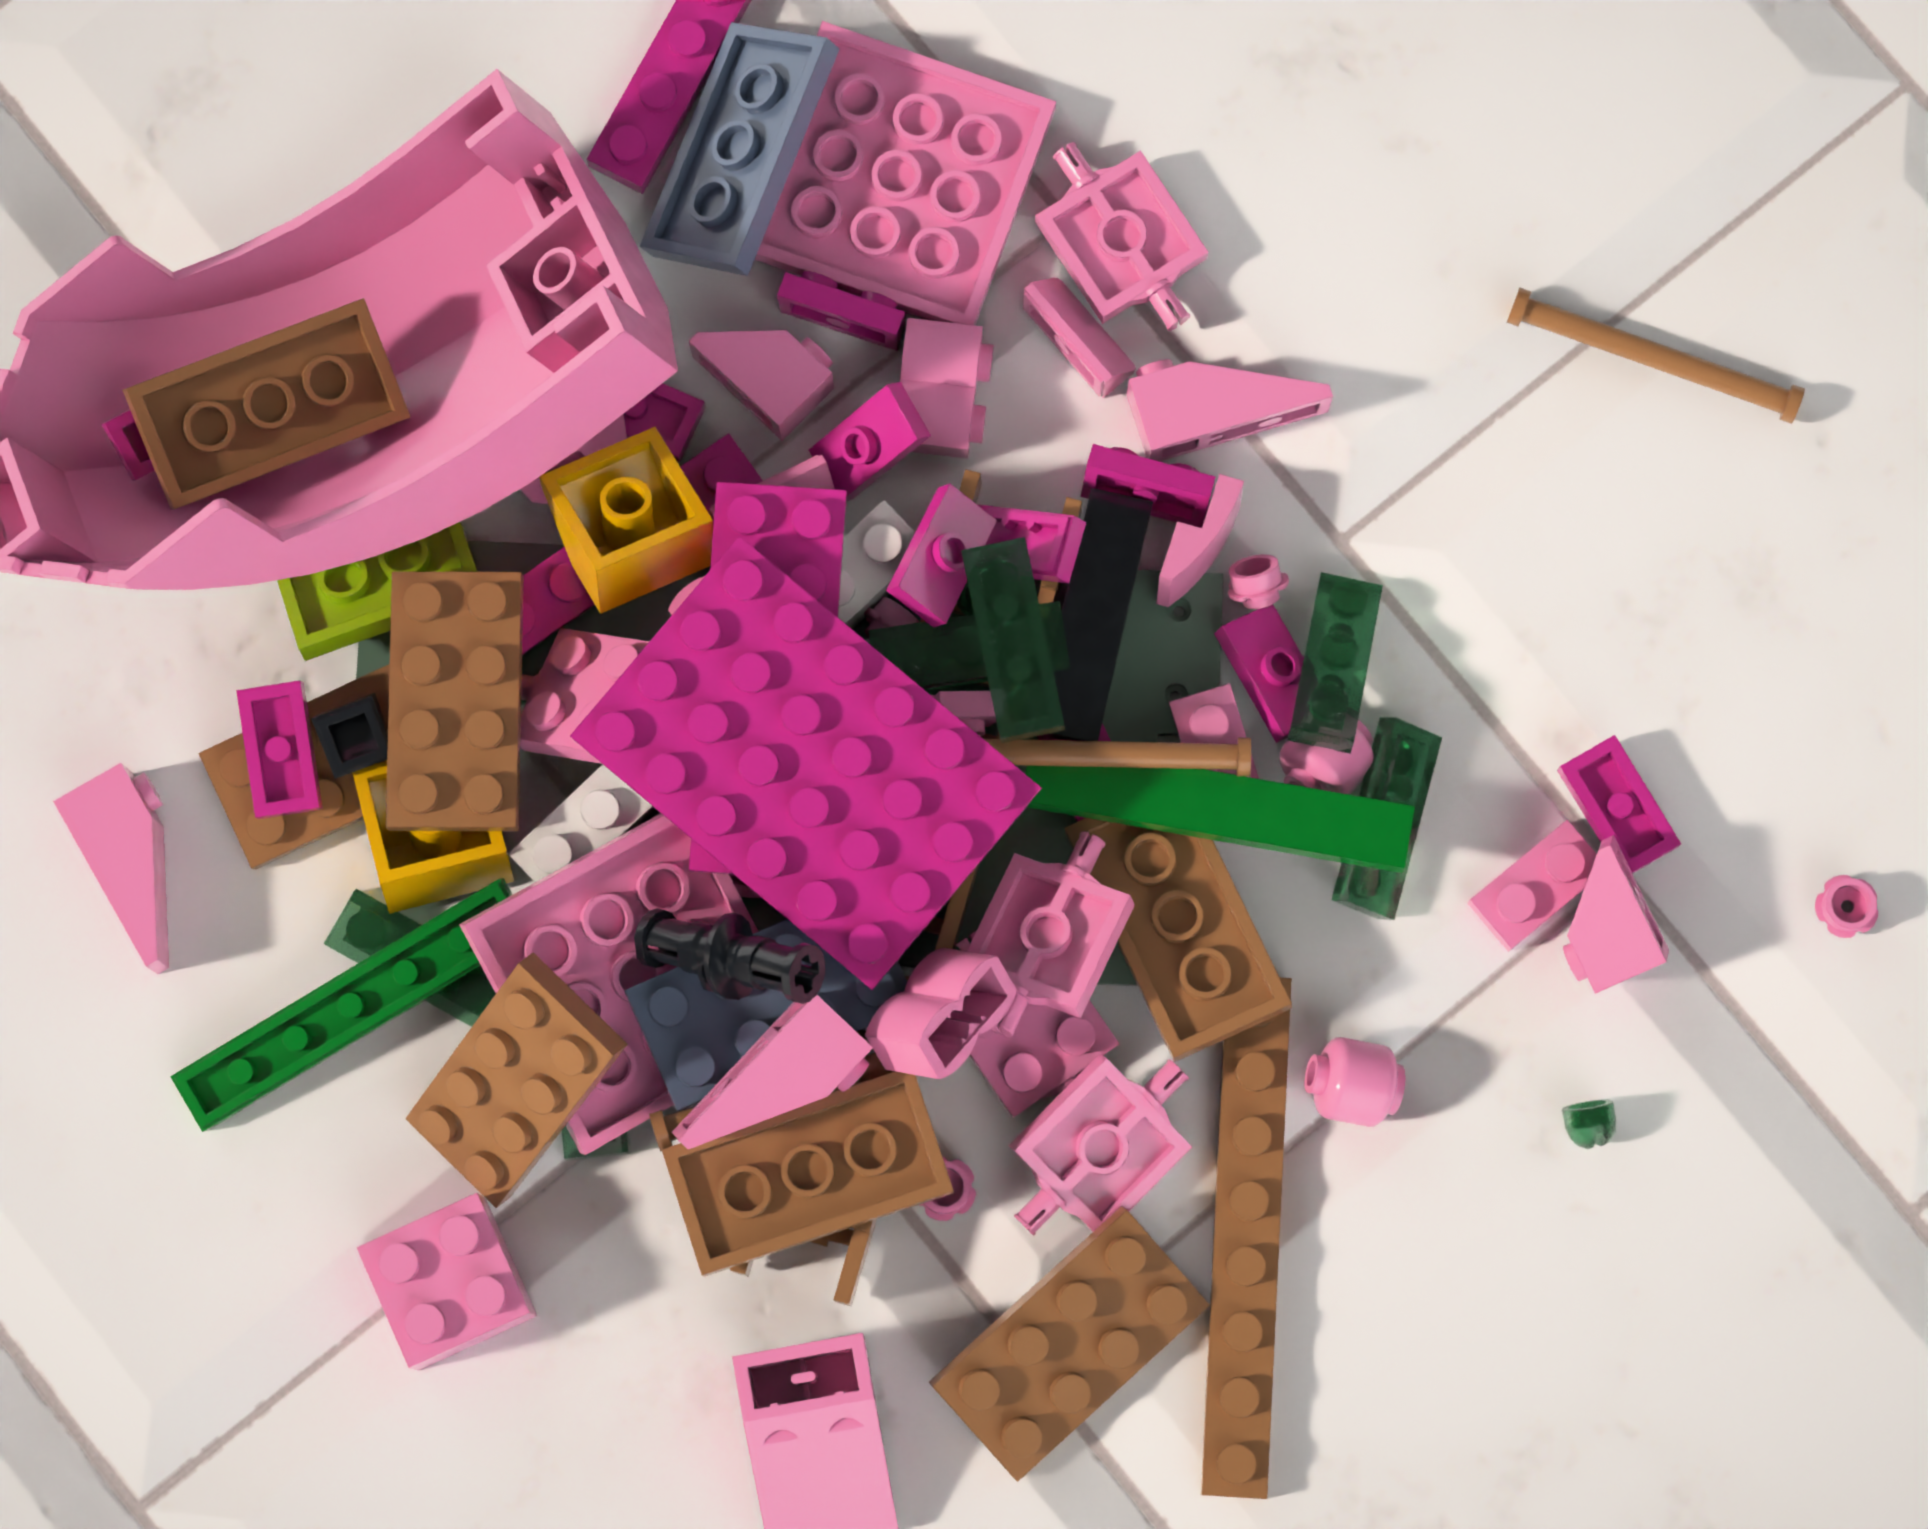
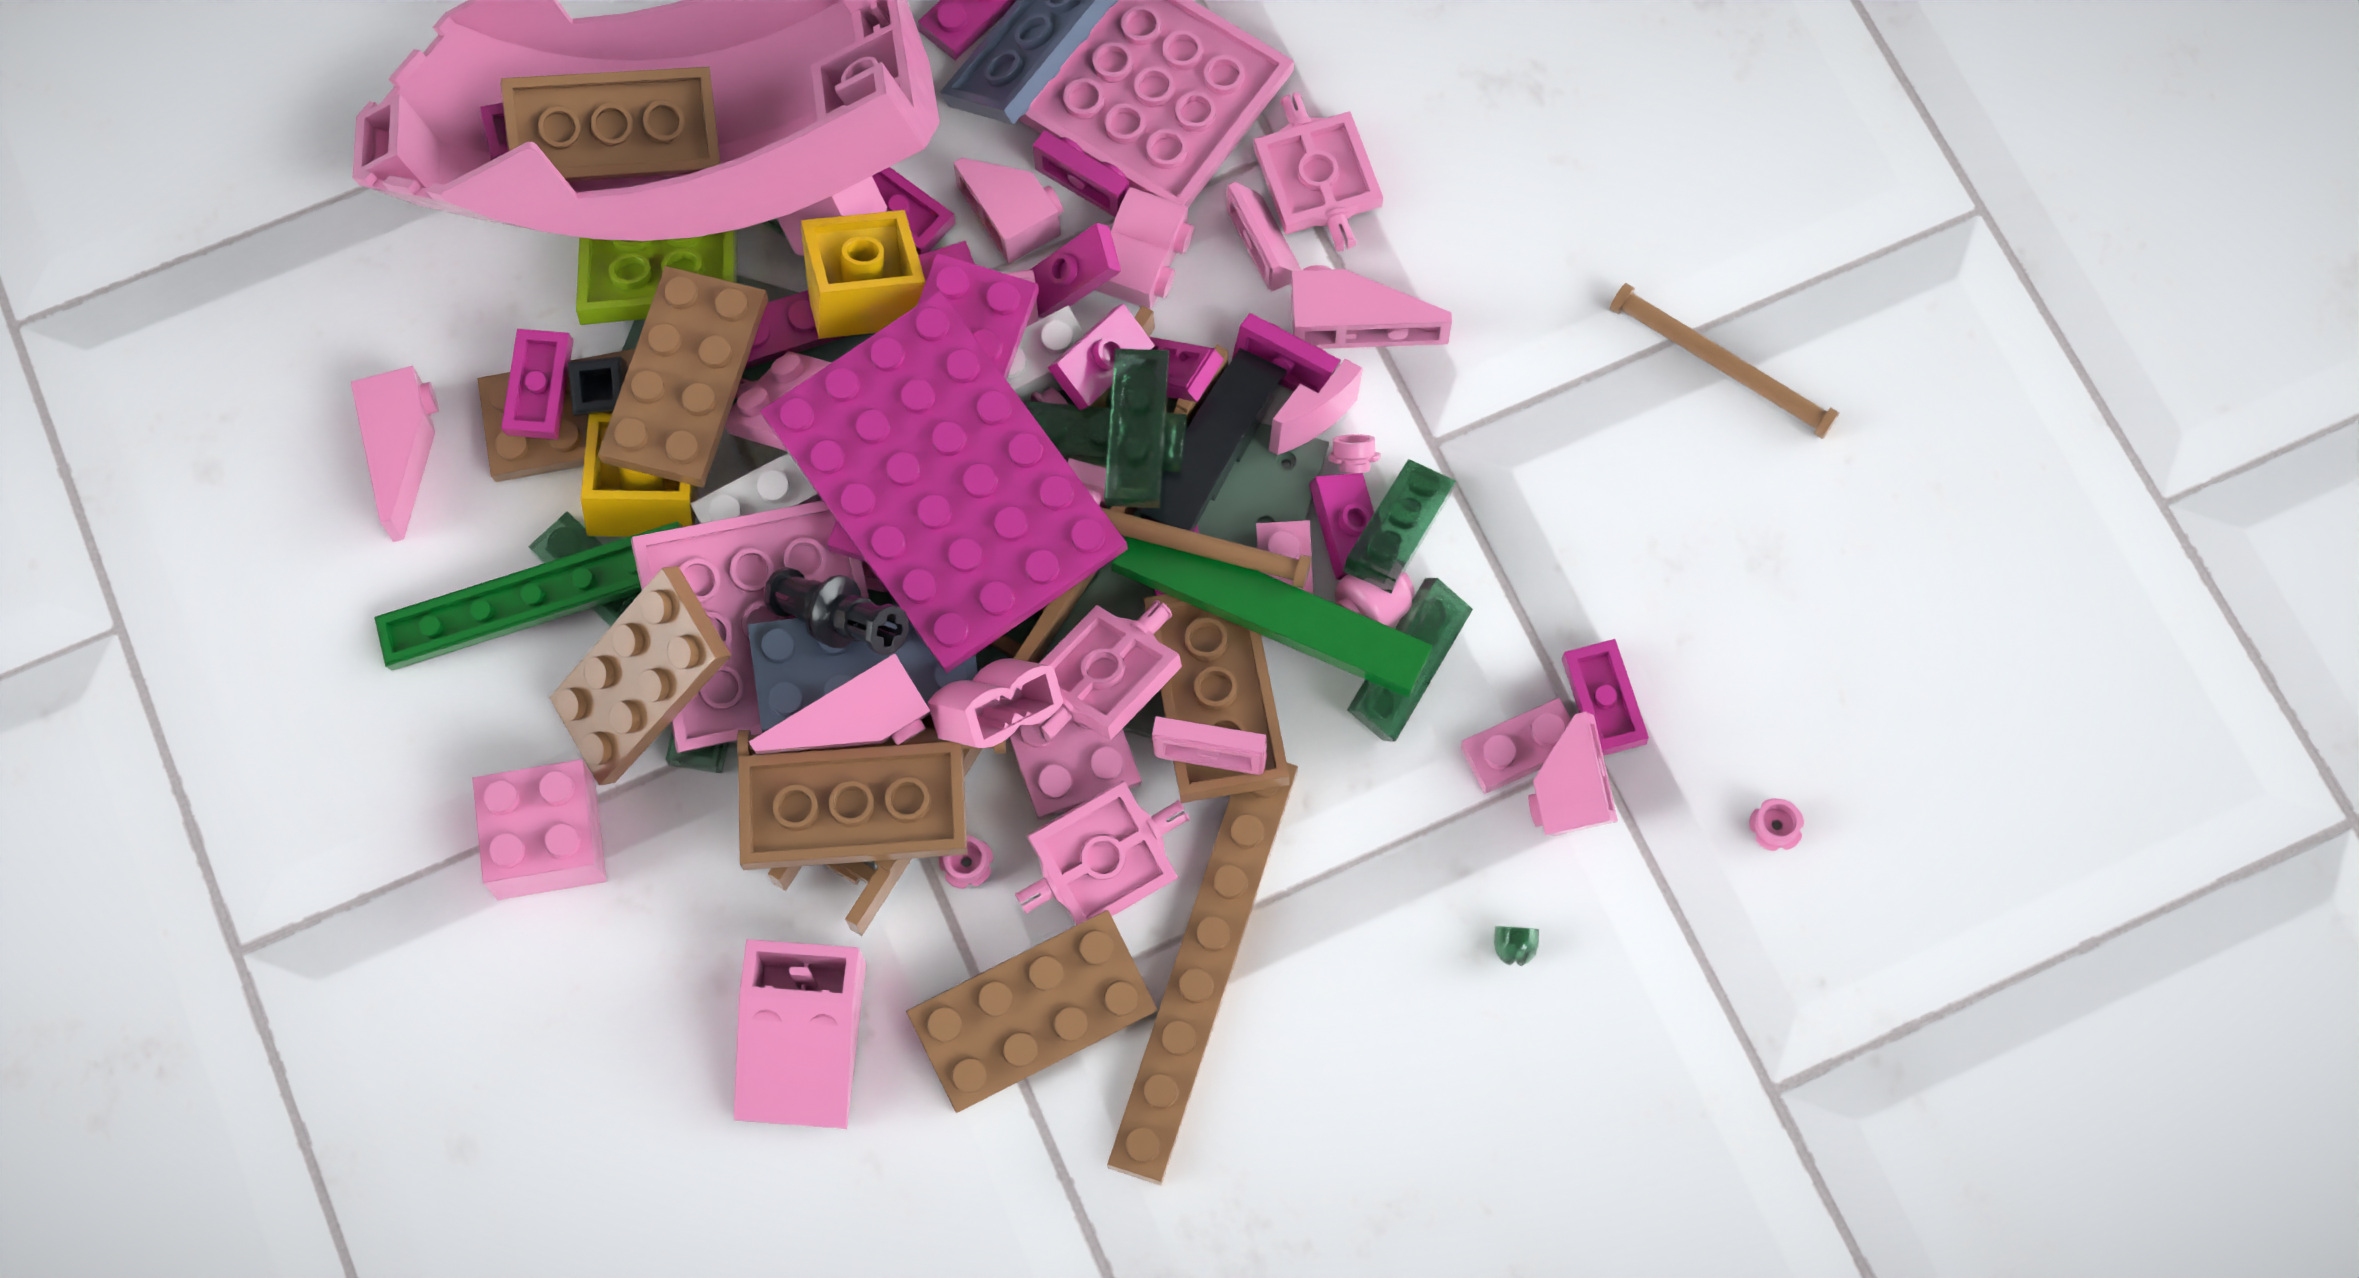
camera: 15 degrees right, 10 degrees down
(1196, 996) = (1209, 745): none -> bright pink tile
(1355, 1082) = (1327, 859): bright pink head -> none

